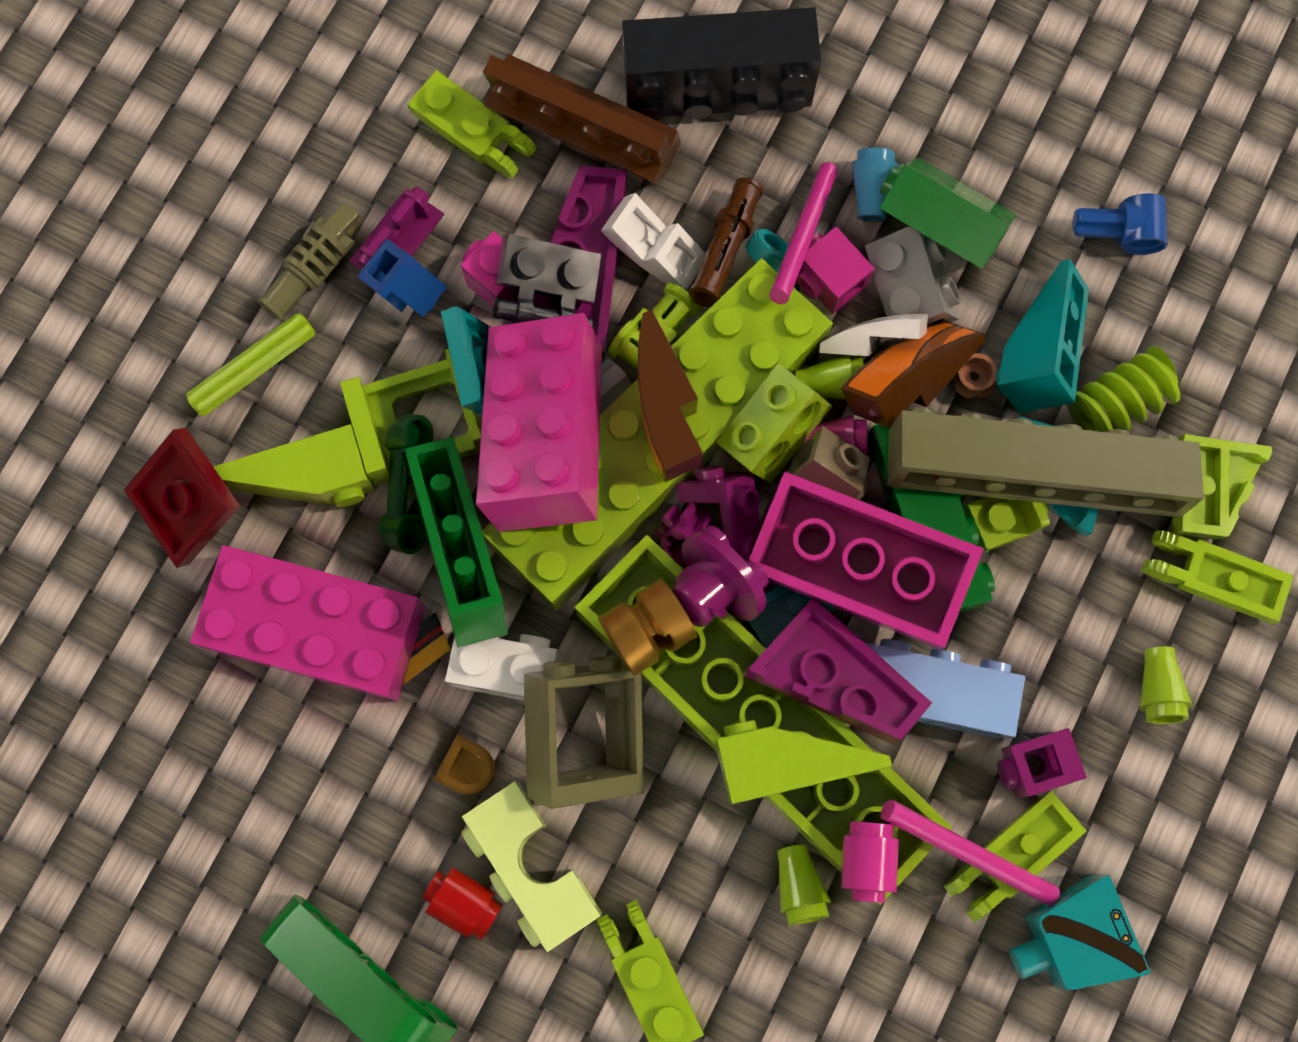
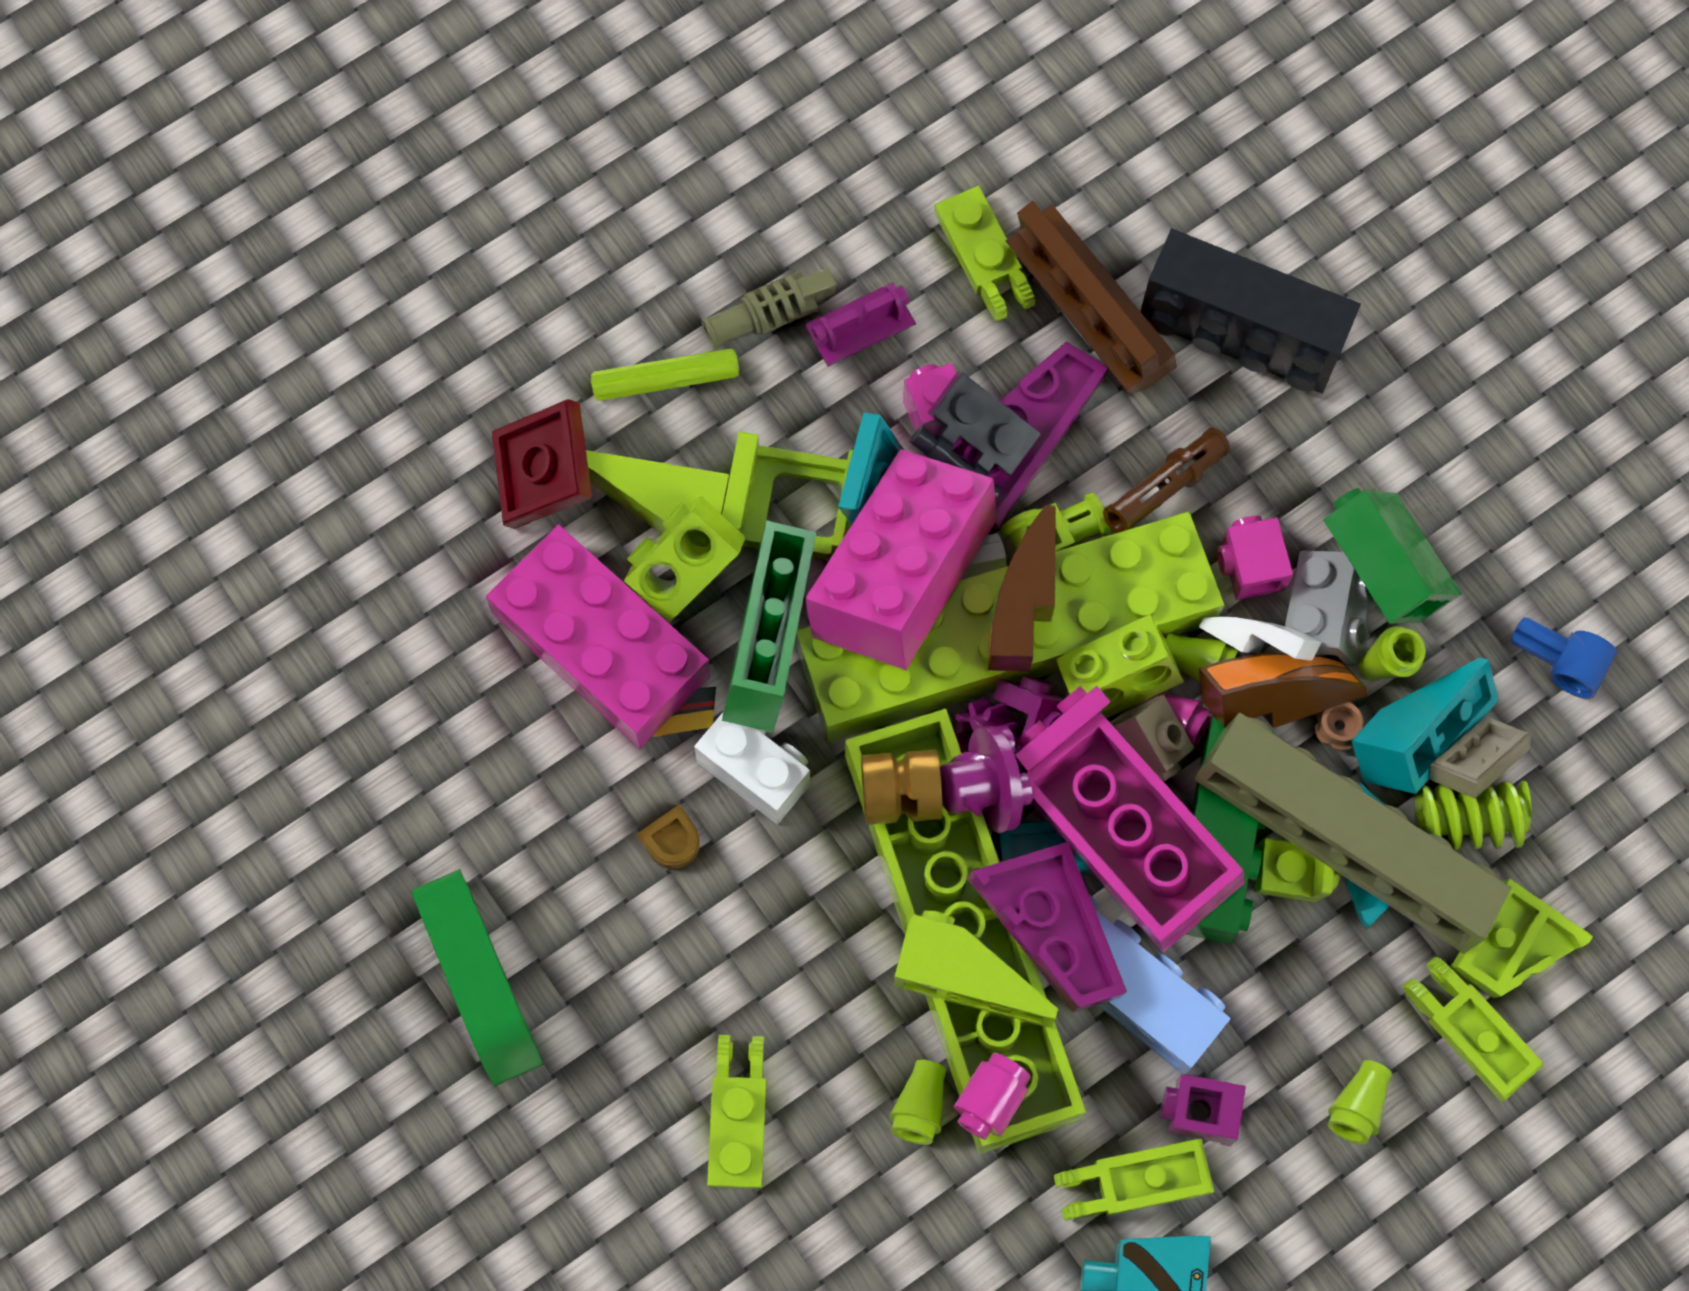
camera: 25 degrees right, 5 degrees down
(359, 520) = (692, 564): none -> lime brick
(400, 530) = (724, 595): dark green bar -> none
(401, 279) = (843, 366): blue brick -> none
(461, 903) = (604, 955): red brick -> none
(549, 908) = (685, 1002): yellowish green arch -> none
(623, 734) = (832, 875): olive window -> none
(658, 249) = (1098, 453): white slope -> none
(763, 483) = (1076, 711): none -> dark pink plate
(767, 246) = (1206, 510): teal tile -> none
(803, 233) = (1243, 508): dark pink bar -> none
(869, 175) = (1338, 481): dark azure cone -> none
(969, 852) = (1090, 1144): dark pink bar -> none
(992, 294) = (1393, 655): none -> lime cone
(1107, 344) = (1480, 757): none -> dark tan plate

